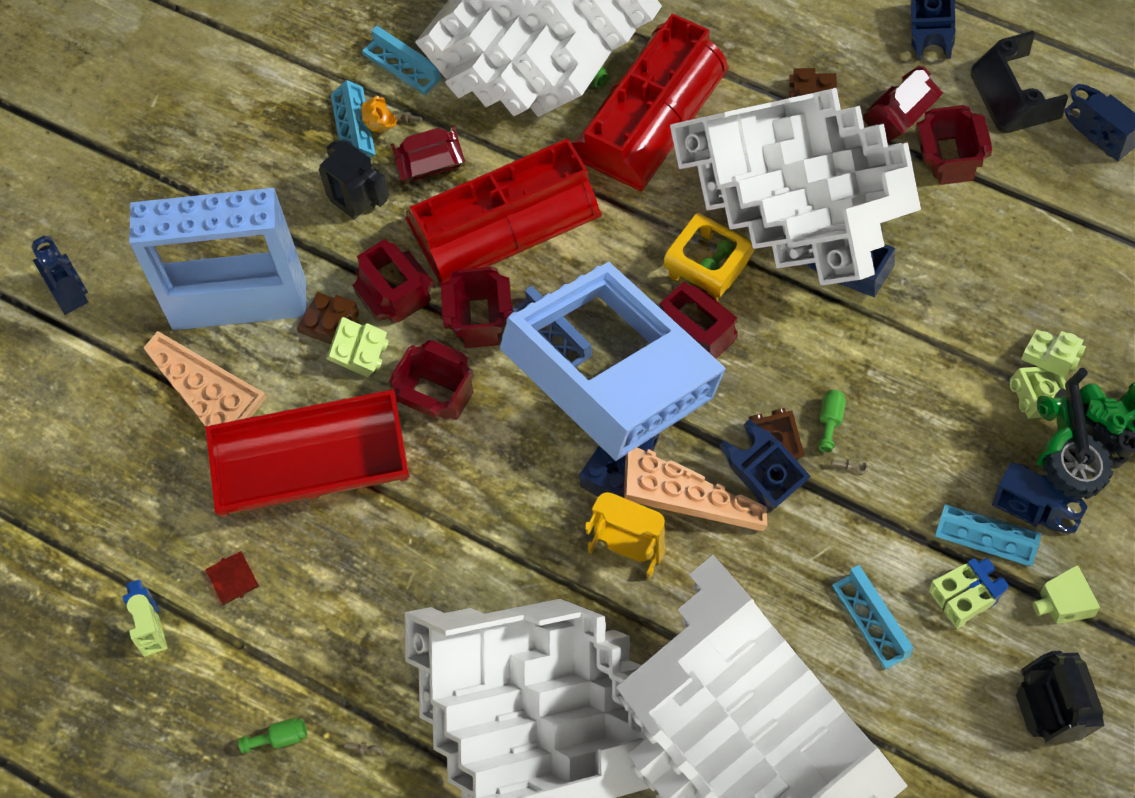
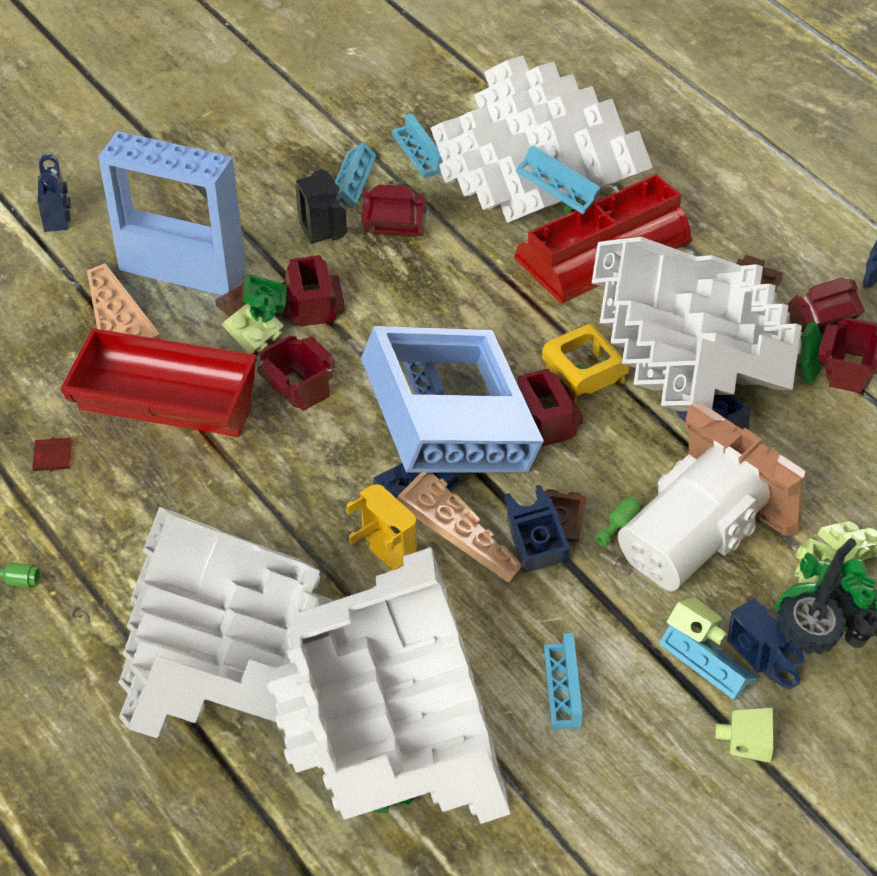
camera: 20 degrees right, 15 degrees down
(355, 310) = (264, 297): none -> green plate
(377, 116) = (372, 173): light orange hair -> none
(473, 285) = (358, 319): dark red piece -> none
(504, 211) = (432, 272): red piece -> none
(587, 58) = (561, 177): none -> medium azure fence
(916, 369) = (712, 501): none -> white piece
(919, 172) = (809, 362): none -> green tile
(964, 501) = (697, 621): none -> yellowish green torso
(967, 591) = (662, 693): yellowish green hips -> none
(1059, 698) = (692, 803): black piece -> none

